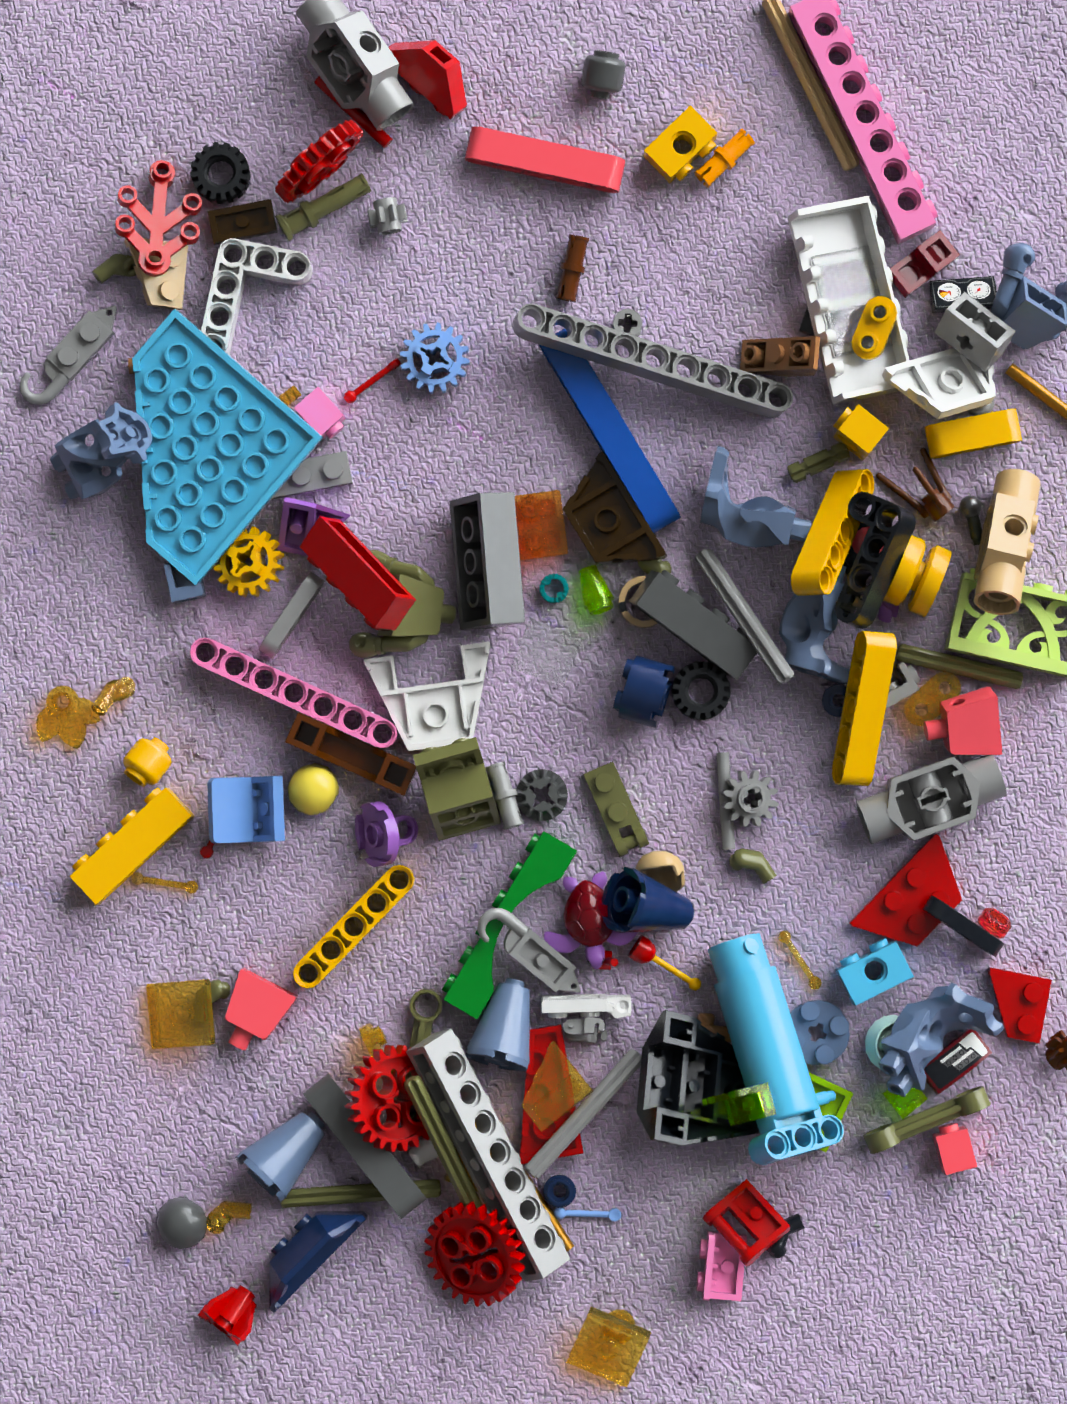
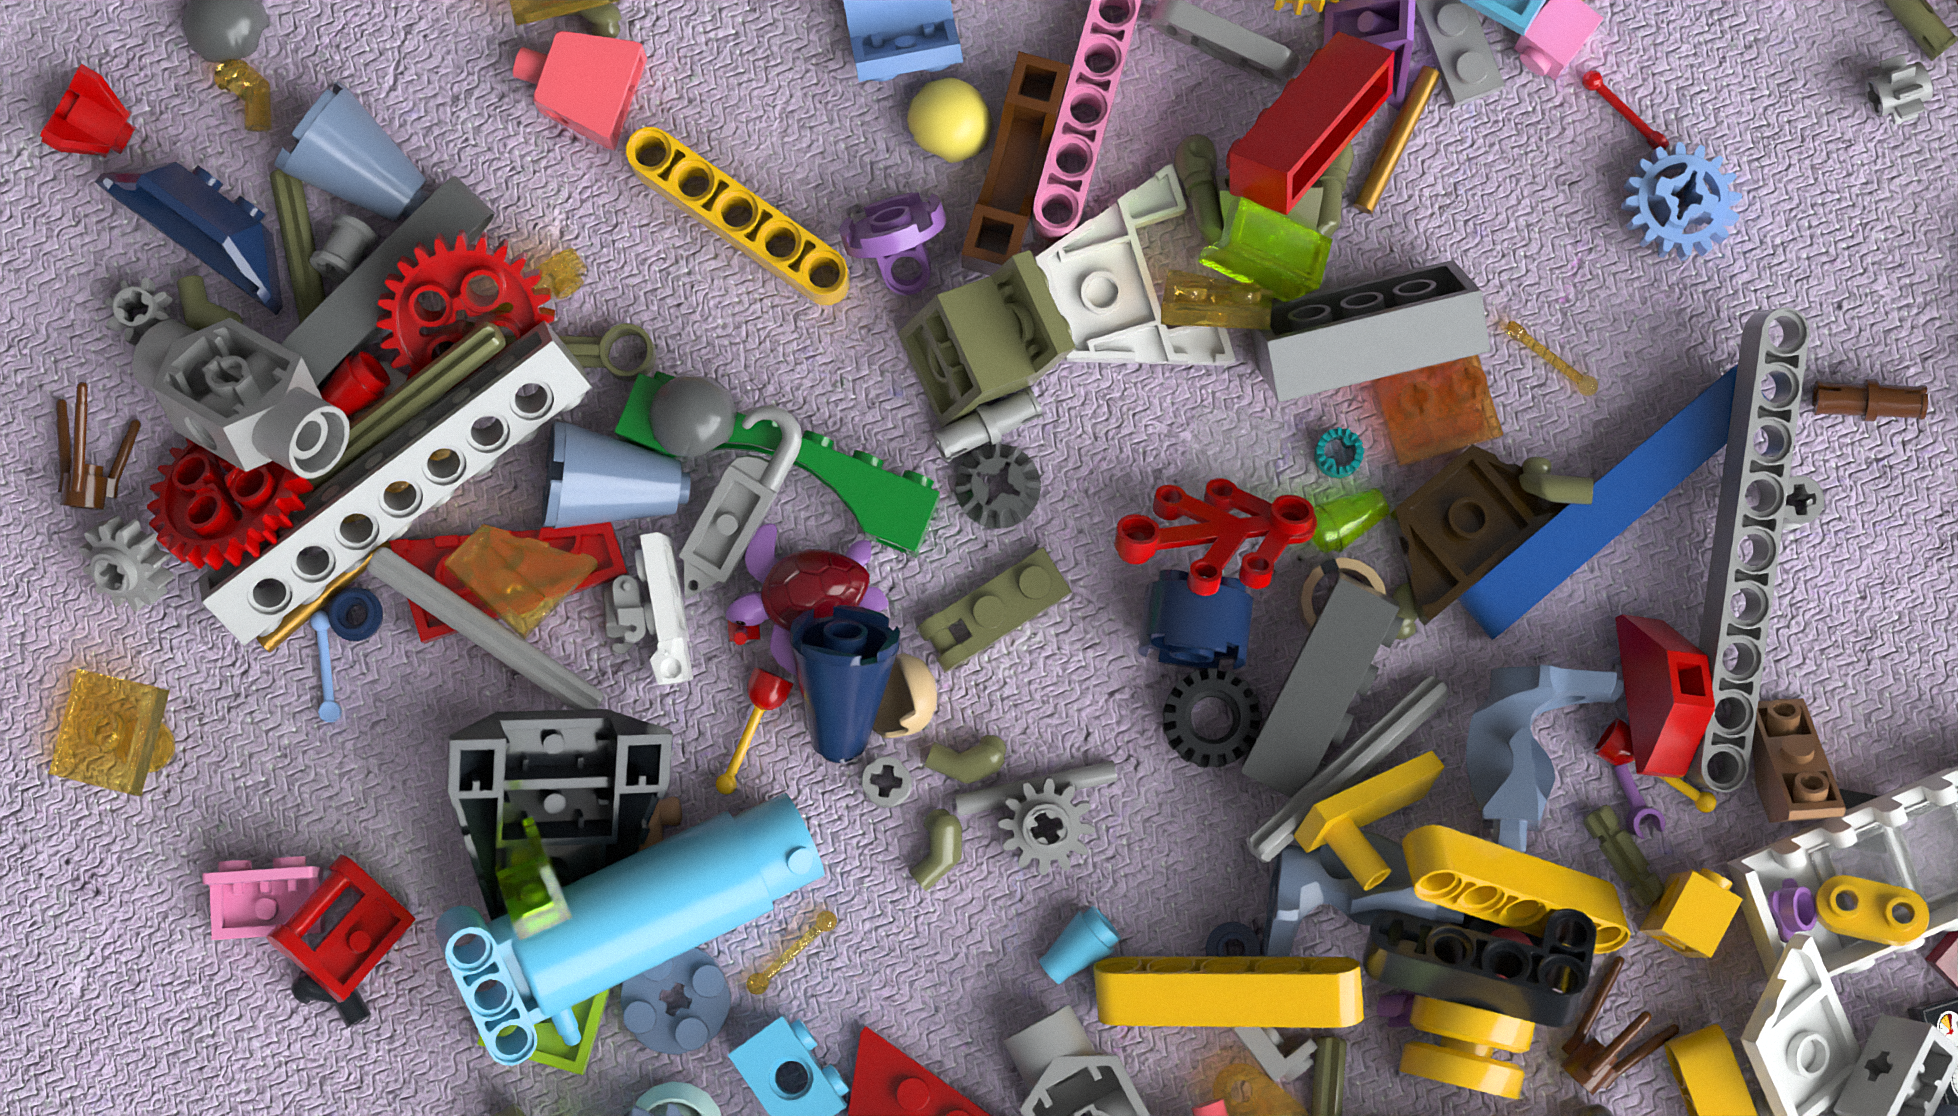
camera: 80 degrees right, 5 degrees down
(337, 1168) = (343, 248): none -> light grey bush
(358, 1307) = (137, 297): none -> light grey gear
(364, 1258) = (195, 305): none -> olive arm
(368, 520) = (1397, 139): none -> pearl gold bar
(423, 1239) = (241, 396): none -> light grey brick
(426, 1174) = (356, 383): none -> red cone
(432, 611) = (1268, 251): none -> clear neon green panel
(455, 1343) = (83, 483): none -> reddish brown plant
(456, 649) = (1214, 302): none -> clear yellow wing
(475, 971) = (692, 415): none -> dark grey hair
(509, 1323) = (126, 563): none -> light grey gear
(535, 433) = (1586, 385): none -> clear yellow hinge
(594, 630) = (1283, 522): none -> red plant
(598, 466) = (1554, 488): none -> olive arm
(706, 838) = (970, 764): none -> olive arm
(717, 883) = (897, 796): none -> light grey bush
(729, 423) = (1665, 694): none -> red slope
(754, 452) = (1617, 748): none -> red hinge
(774, 627) = (1341, 815): none -> yellow piece
(788, 449) = (1637, 804): none -> medium lavender hand
(822, 790) = (1081, 944): none -> medium azure cone
(866, 373) = (1792, 909): none -> medium lavender plate

